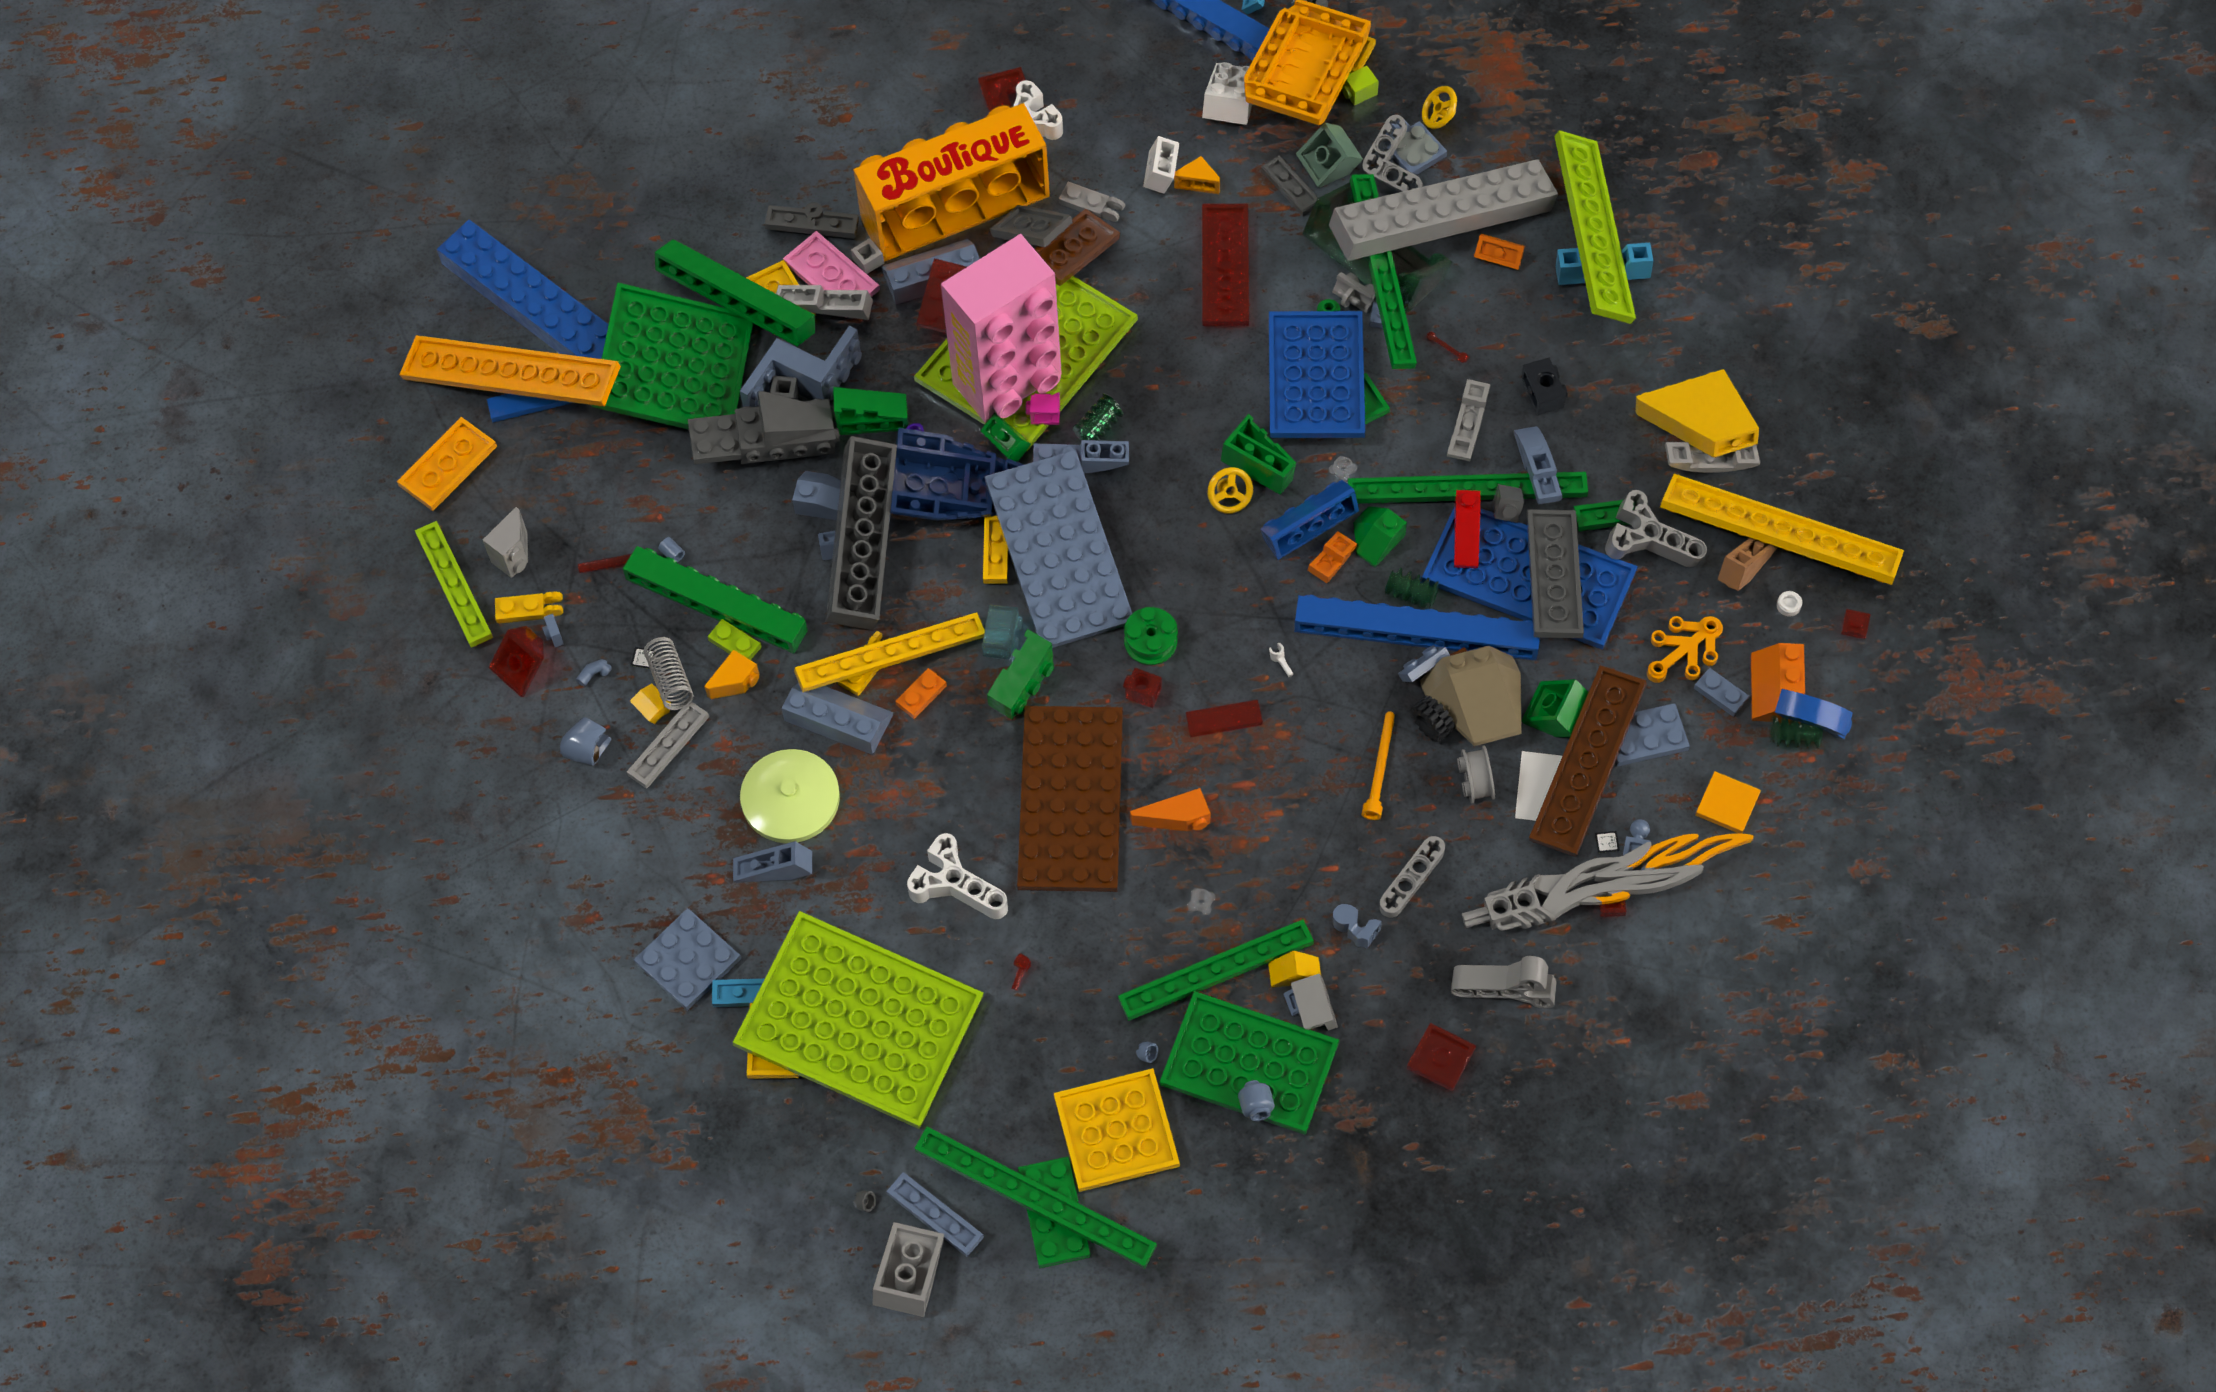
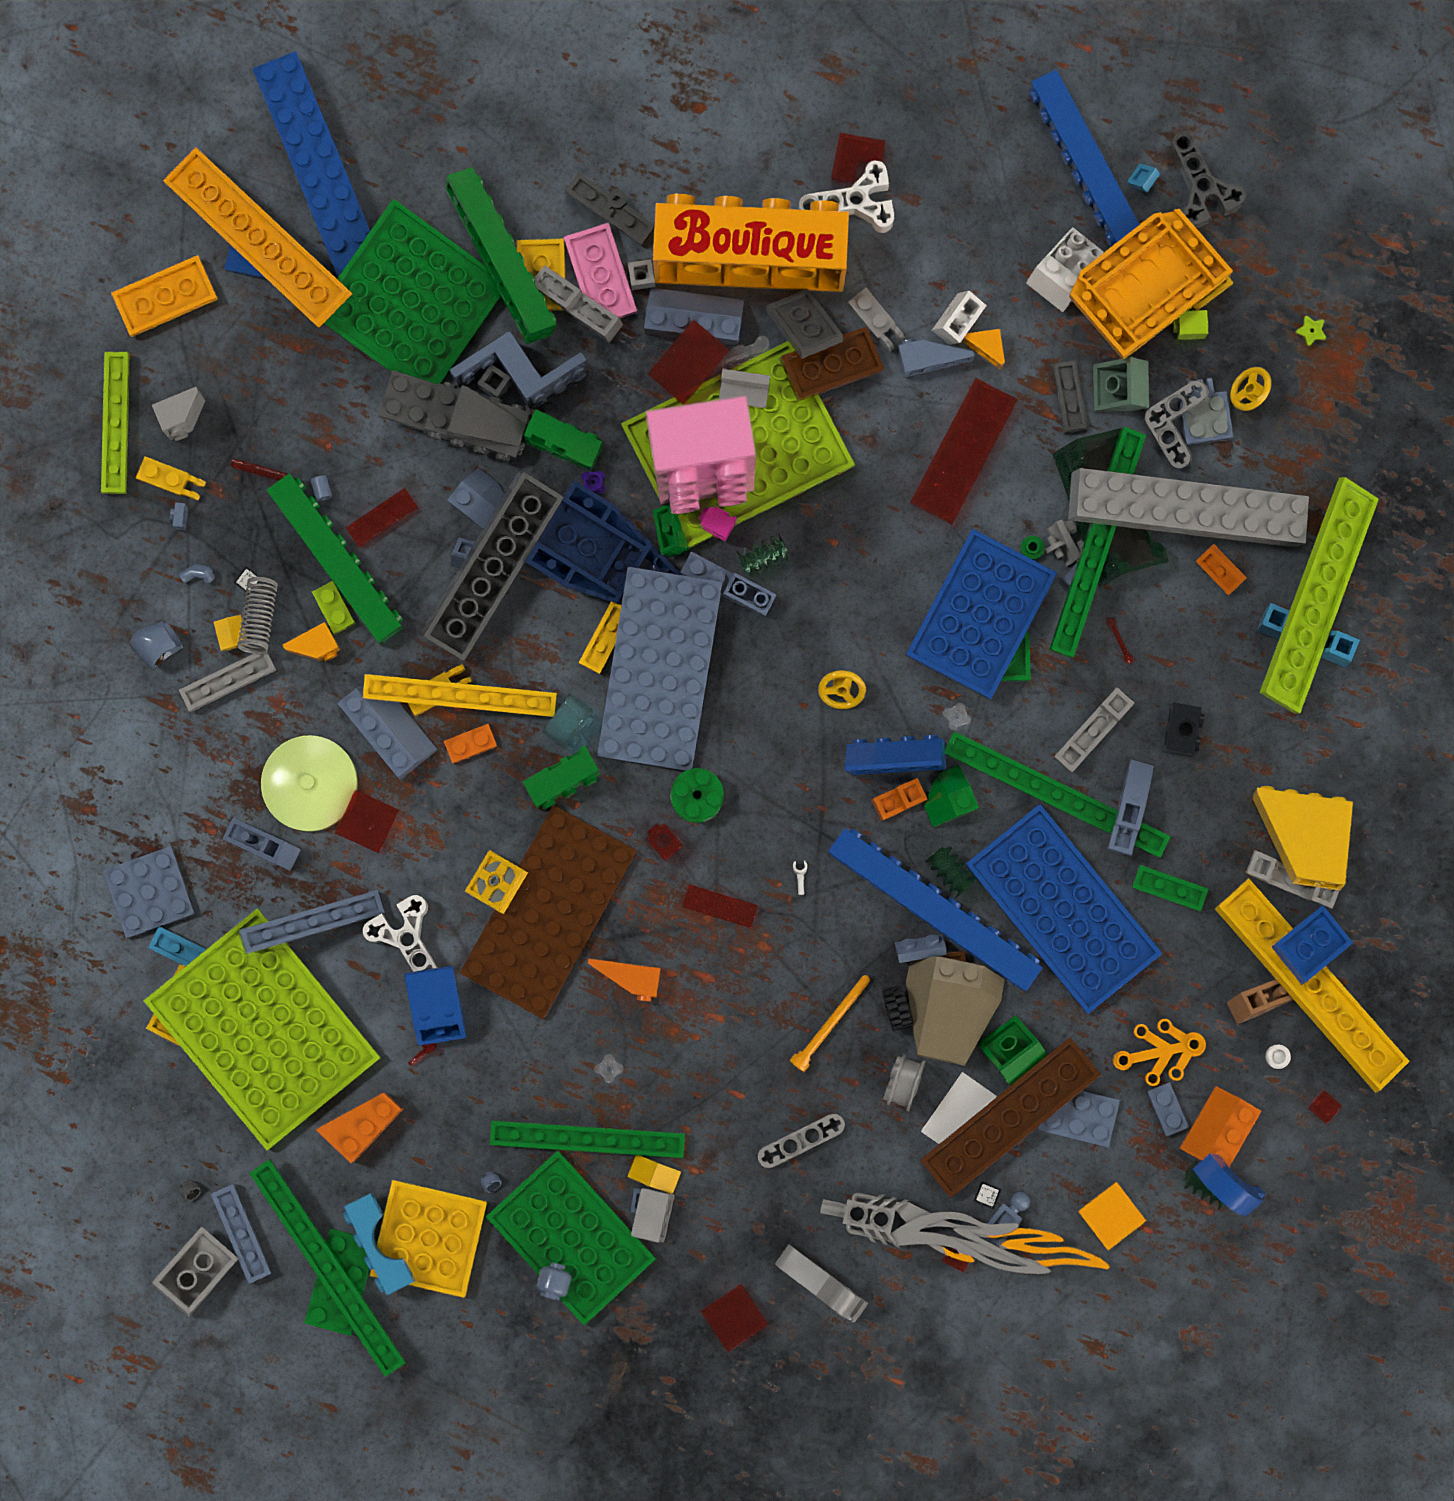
camera: 25 degrees right, 20 degrees up
(518, 658) = (138, 530): clear red slope -> none
(739, 550) = (382, 518): none -> clear red tile
(854, 901) = (311, 922): none -> sand blue plate
(860, 800) = (366, 821): none -> clear red plate
(997, 1060) = (360, 1126): none -> orange wedge
(1009, 791) = (496, 882): none -> yellow piece
(1011, 914) = (435, 1005): none -> blue slope
(1098, 1169) = (391, 1272): none -> dark azure arch
(1153, 206) = (927, 356): none -> sand blue slope
(1258, 456) = (885, 668): green wedge -> none
(1345, 920) = (723, 1151): sand blue leg -> none
(1462, 52) = (1305, 332): none -> lime plate
(1466, 529) = (1028, 842): red slope -> none
(1507, 503) = (1081, 833): dark grey brick -> none
(1554, 574) = (1081, 927): dark grey plate -> none
(1644, 520) = (1189, 915): light grey beam -> none
(1761, 495) = (1312, 944): none -> blue plate

